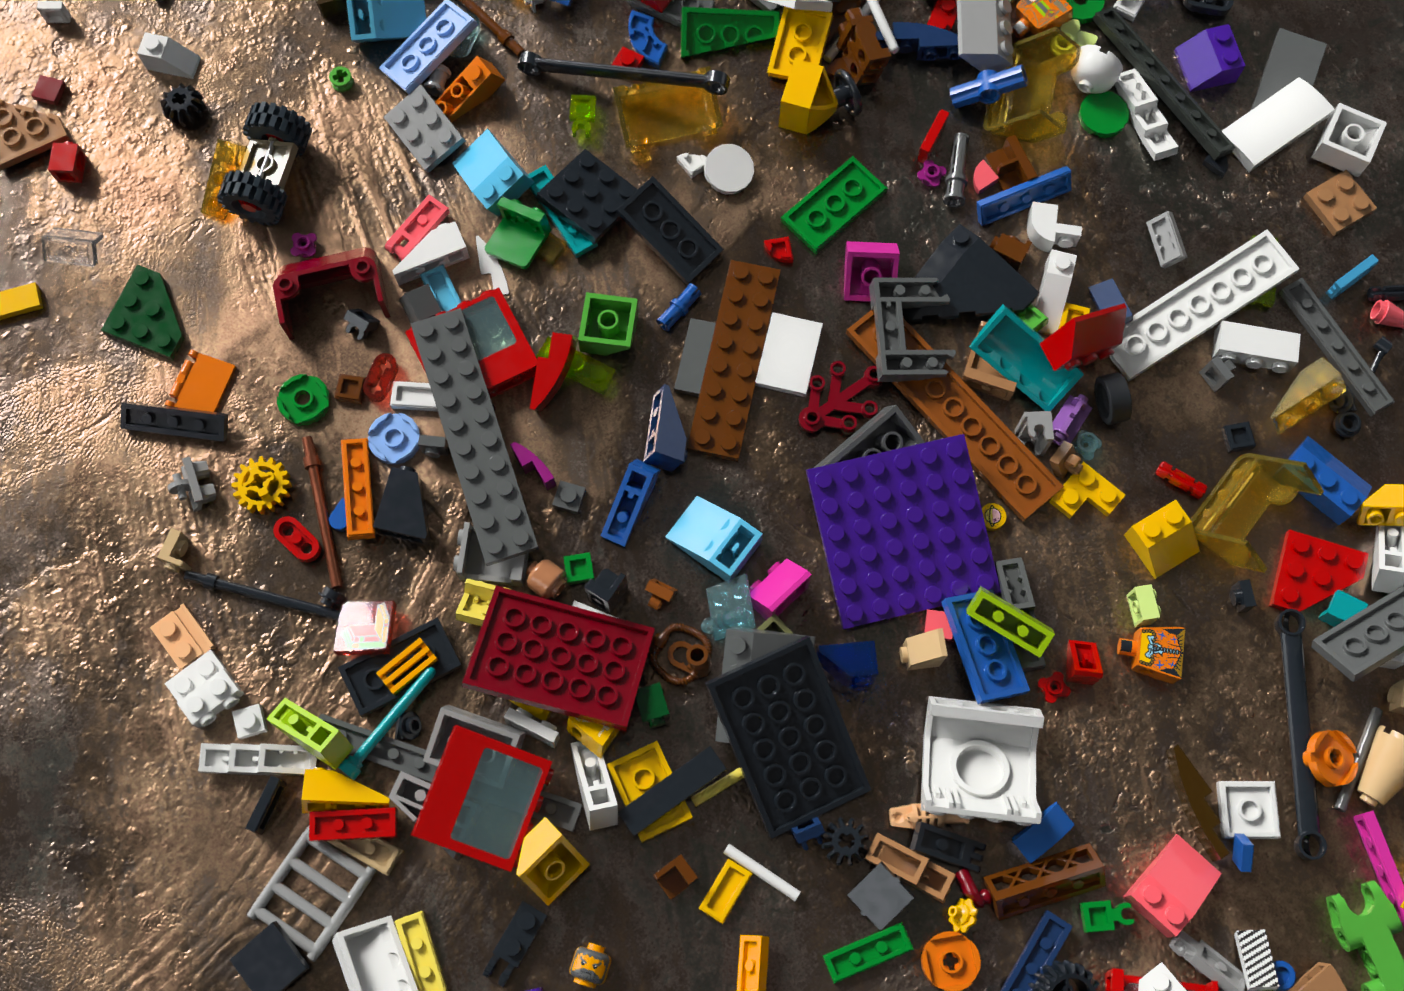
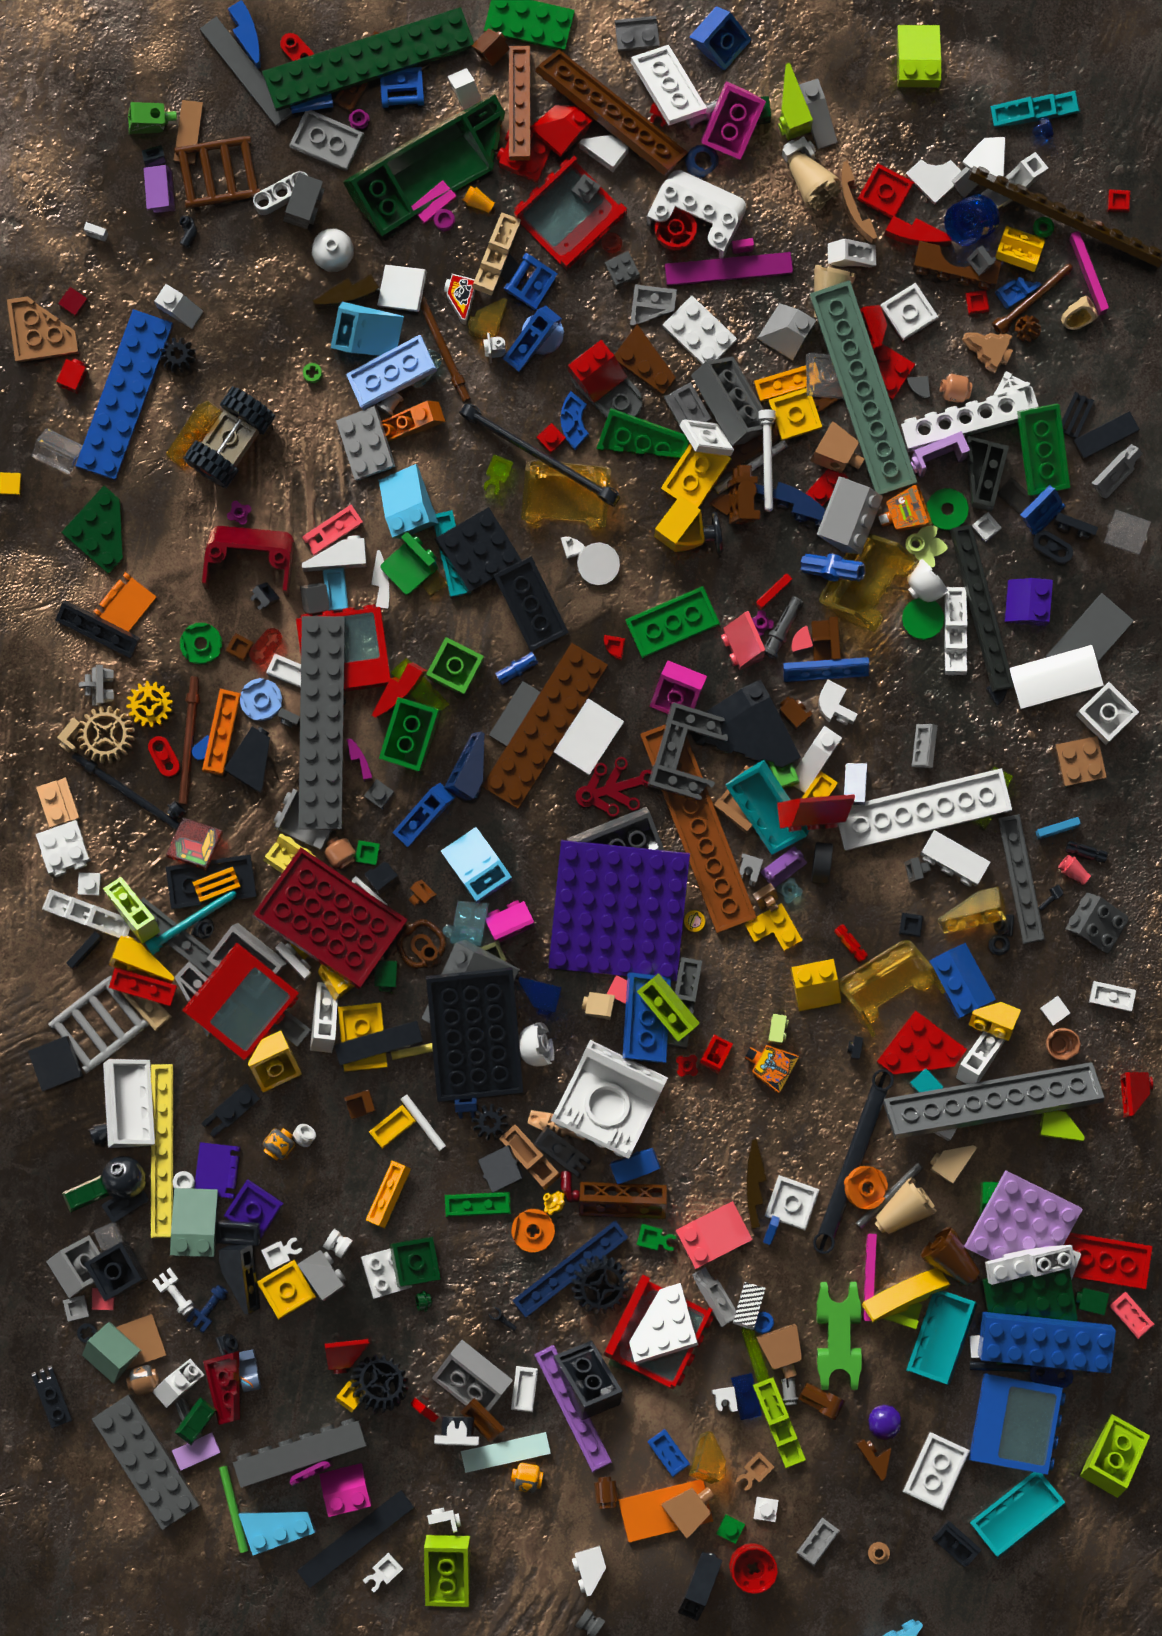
camera: 20 degrees right, 10 degrees up
(134, 168) = (124, 395): none -> blue plate
(223, 527) = (119, 747): none -> tan gear
(582, 413) = (410, 734): none -> green slope
(618, 942) = (304, 1135): none -> white tile
(865, 727) = (535, 1046): none -> white cylinder
(926, 188) = (743, 641): none -> coral slope

